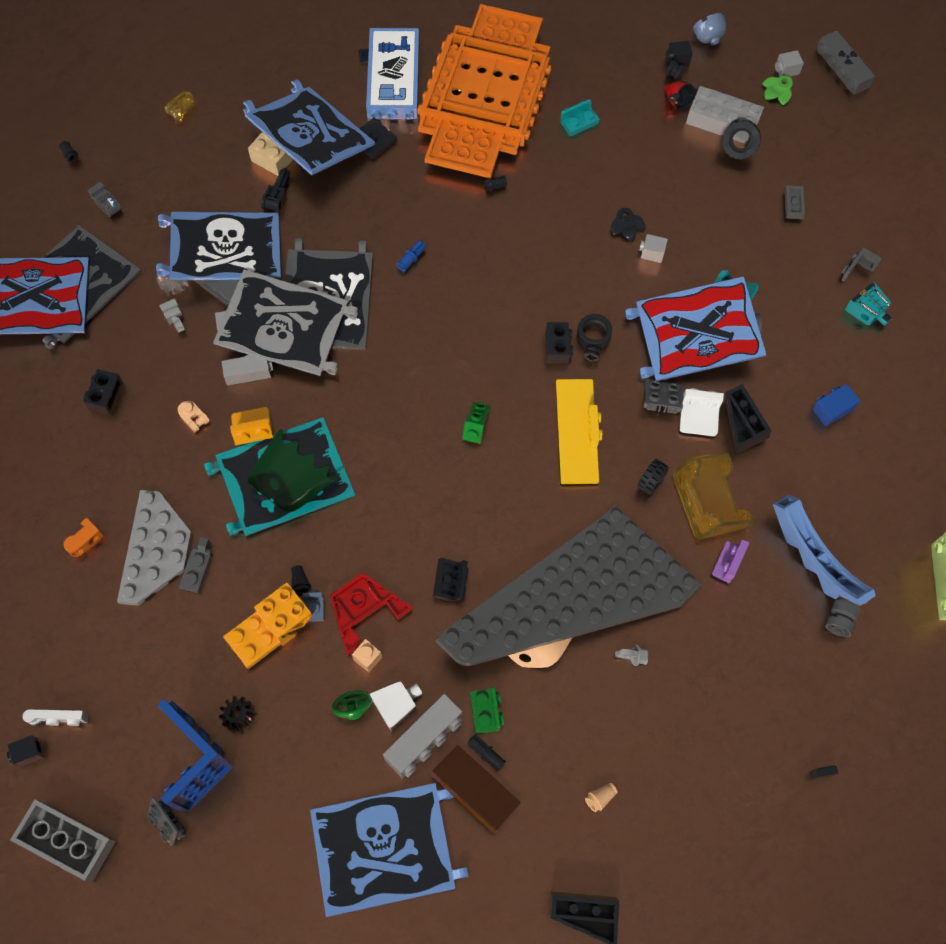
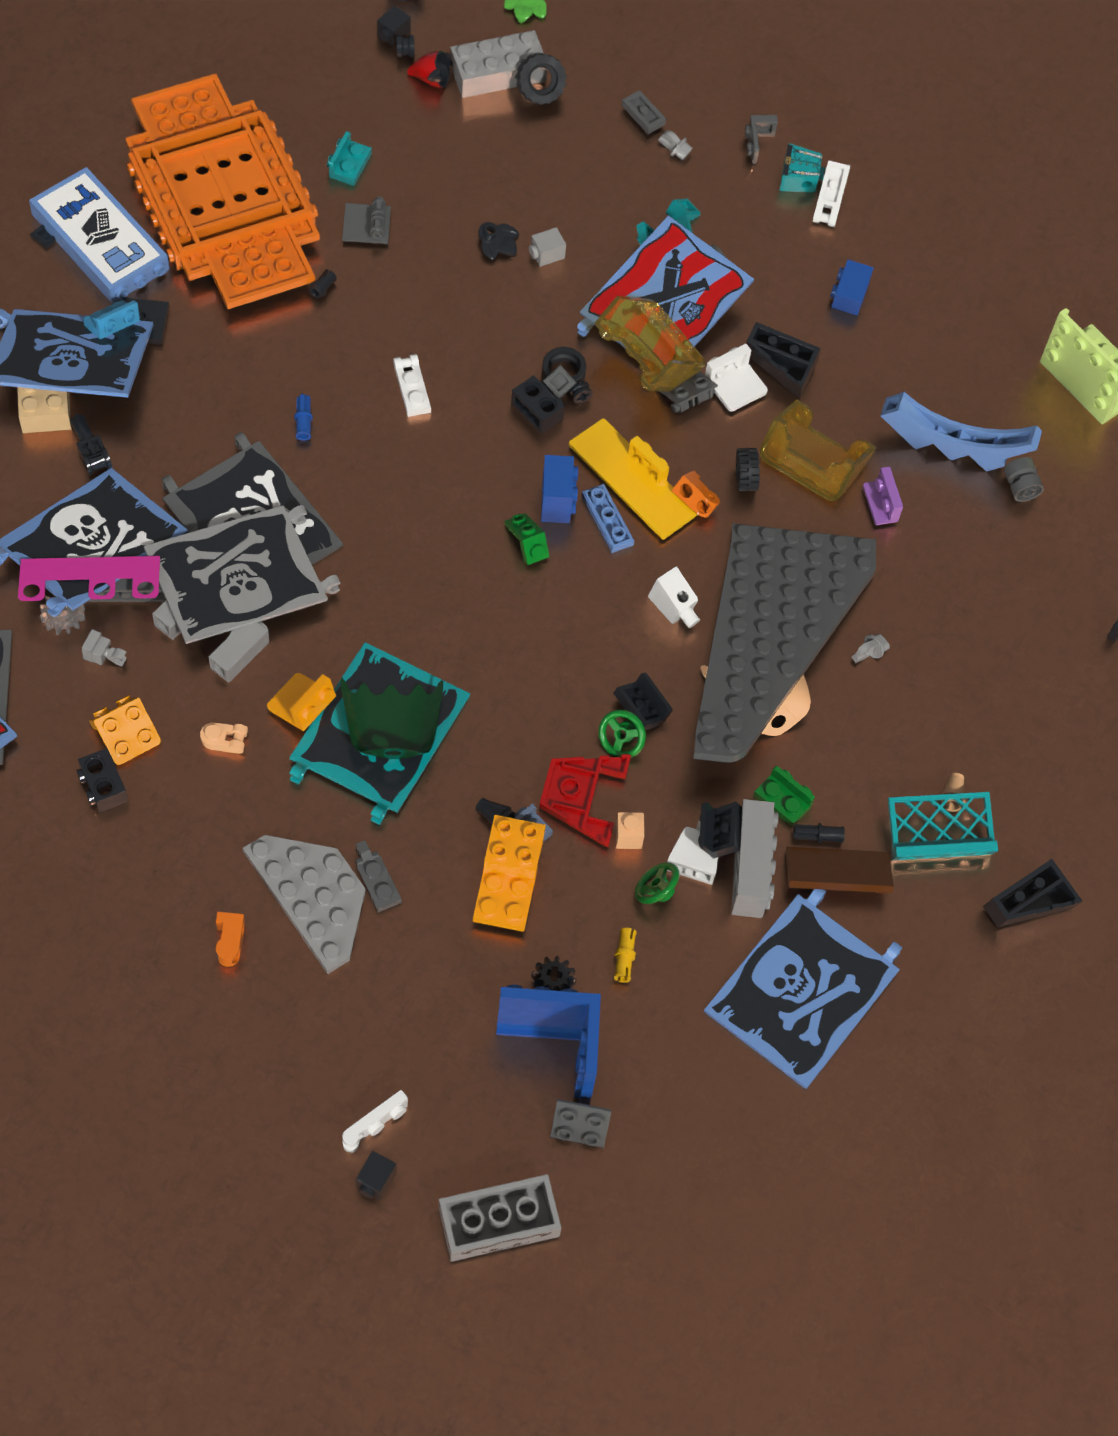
camera: 45 degrees left, 5 degrees down
(142, 370) = (125, 729): none -> light orange bracket
(203, 264) = (93, 568): none -> dark pink piece
(293, 733) = (625, 955): none -> yellow pin
(352, 125) = (112, 318): none -> dark azure bracket
(414, 700) = (720, 829): none -> black bracket
(420, 589) = (632, 728): none -> green piece
(493, 279) = (412, 386): none -> white plate
(518, 404) = (559, 489): none -> blue brick
(530, 520) = (675, 598): none -> white torso
(536, 453) = (612, 527): none -> medium blue tile
(556, 163) = (367, 222): none -> dark grey hinge
(558, 830) = (942, 848): none -> teal fence
(581, 337) = (559, 382): none -> dark grey tile
(606, 469) = (696, 494): none -> orange leg
(662, 351) = (652, 340): none -> clear yellow windscreen
(765, 280) = (682, 207): none -> teal slope
(798, 239) = (675, 145): none -> light grey piece
(876, 333) = (831, 192): none -> white plate

